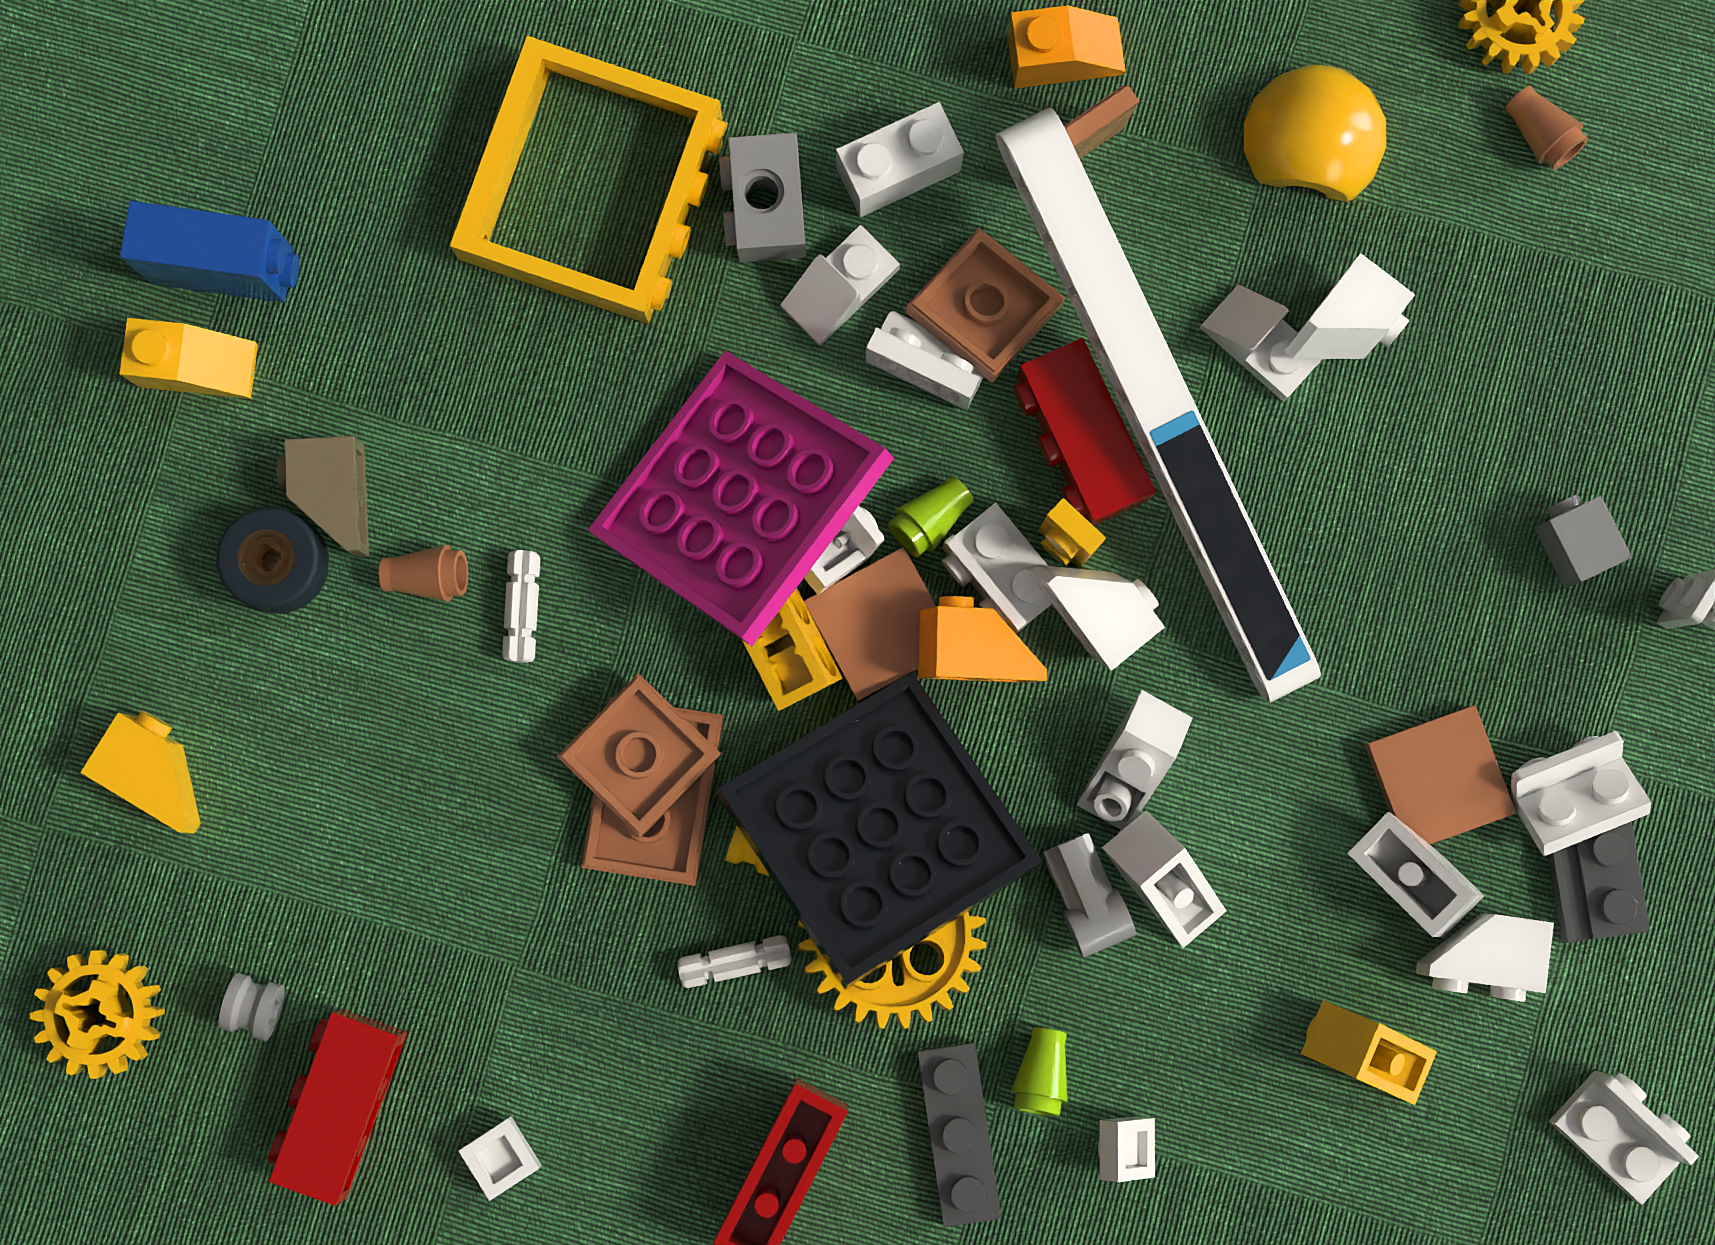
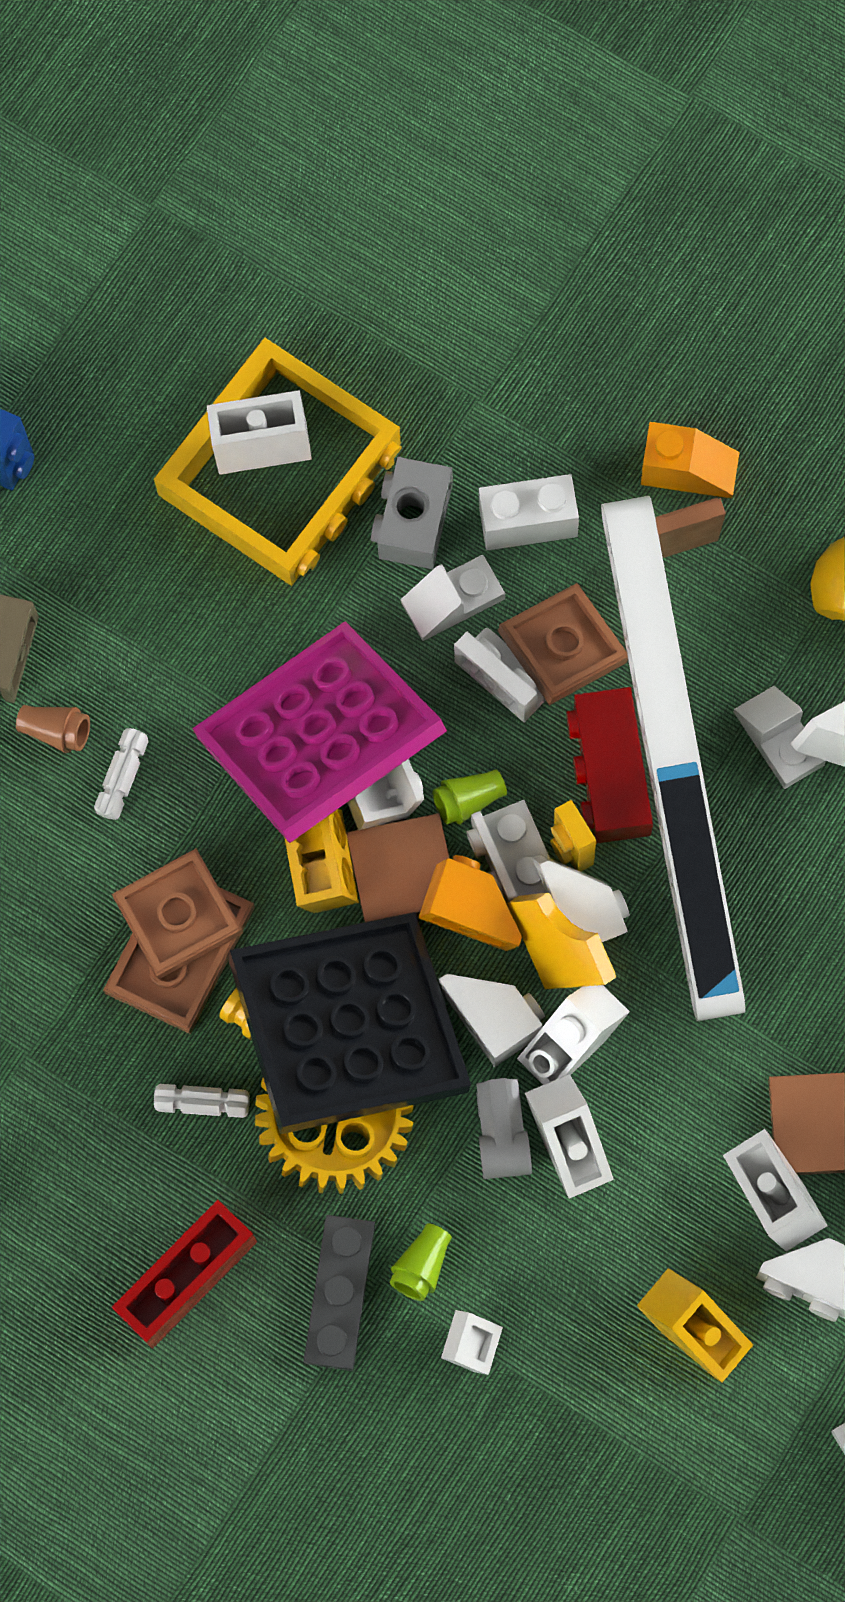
camera: 25 degrees right, 10 degrees down
(559, 156) = (259, 432): none -> white brick
(1039, 765) = (493, 1014): none -> white slope
(1093, 671) = (559, 949): none -> yellow tile

